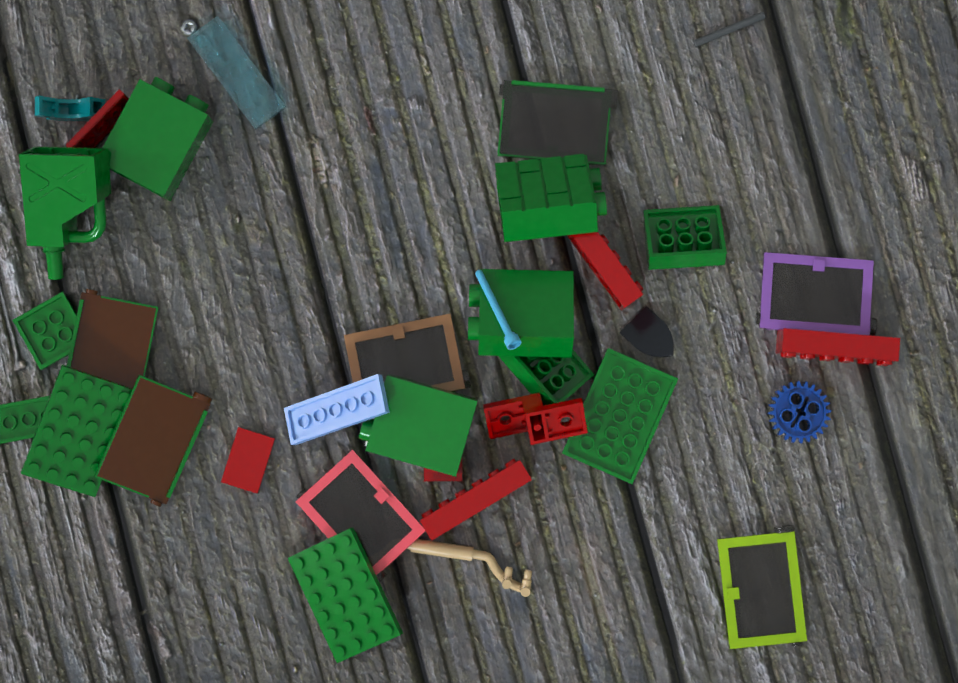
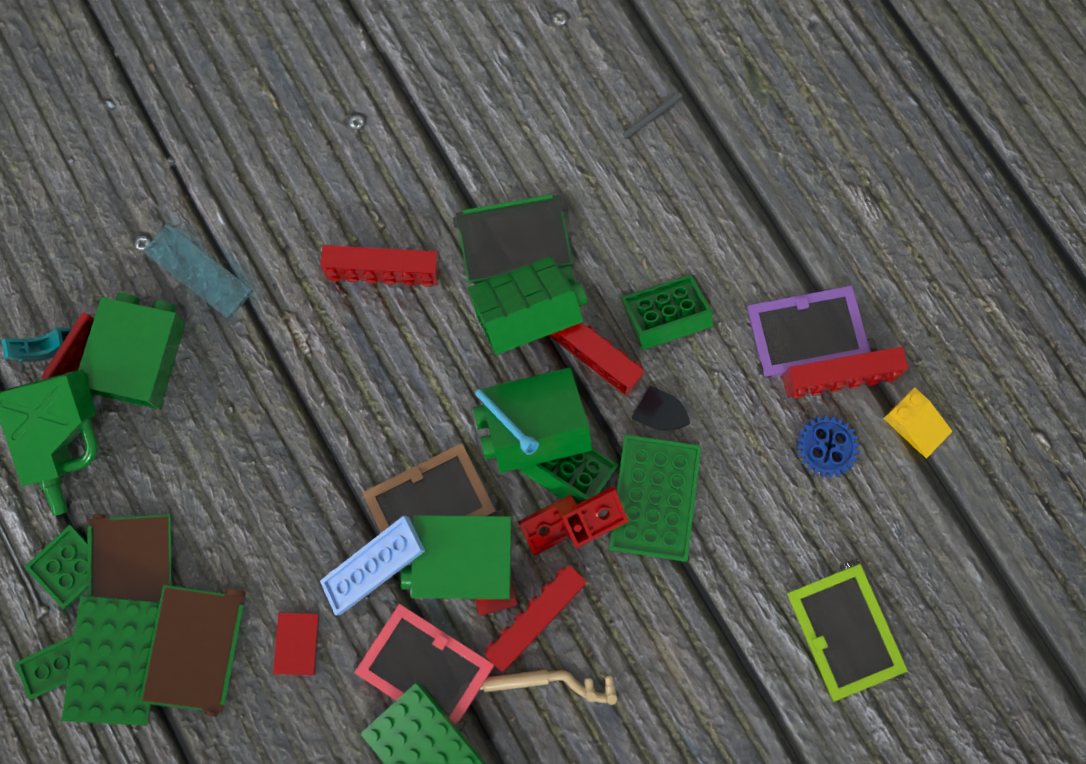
camera: 15 degrees left, 10 degrees down
(416, 116) = (380, 265): none -> red brick
(894, 413) = (918, 422): none -> yellow slope

